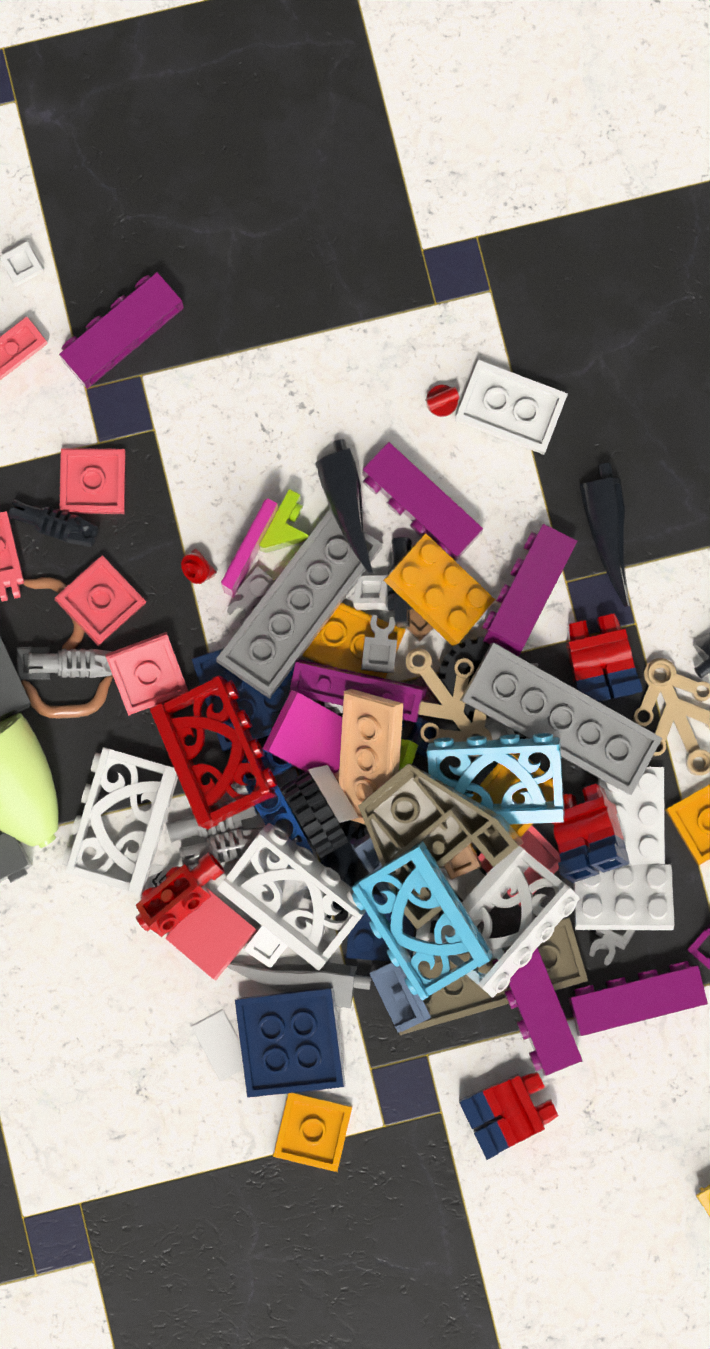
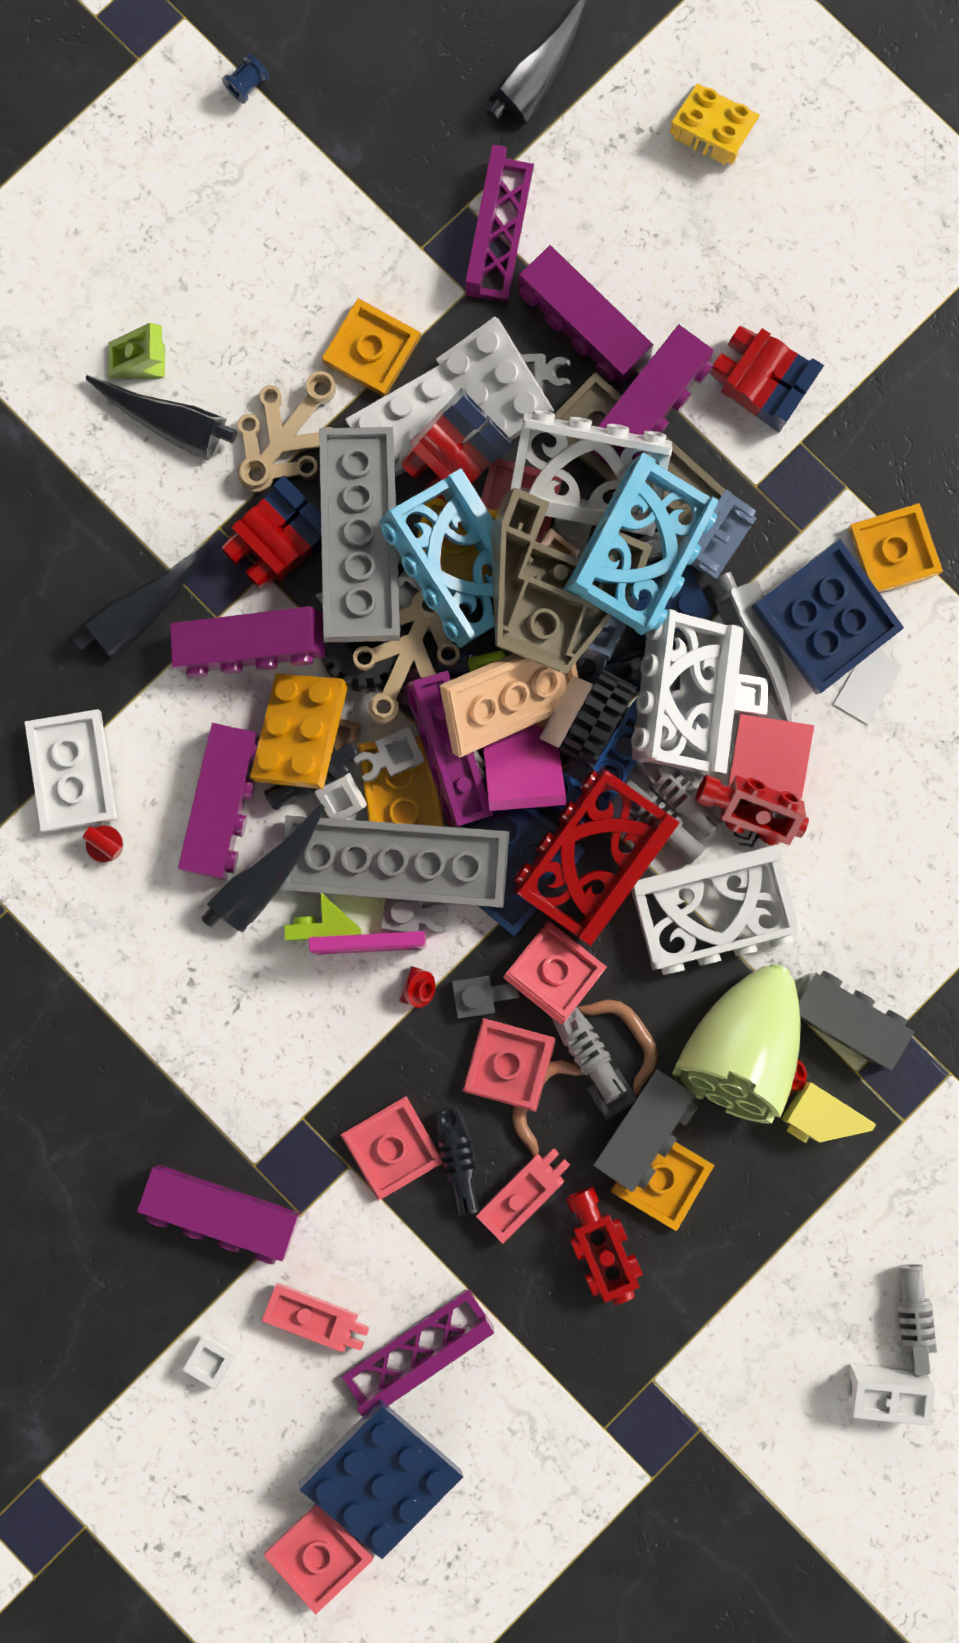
camera: 120 degrees left, 0 degrees up
(165, 608) = (477, 996): none -> dark grey plate

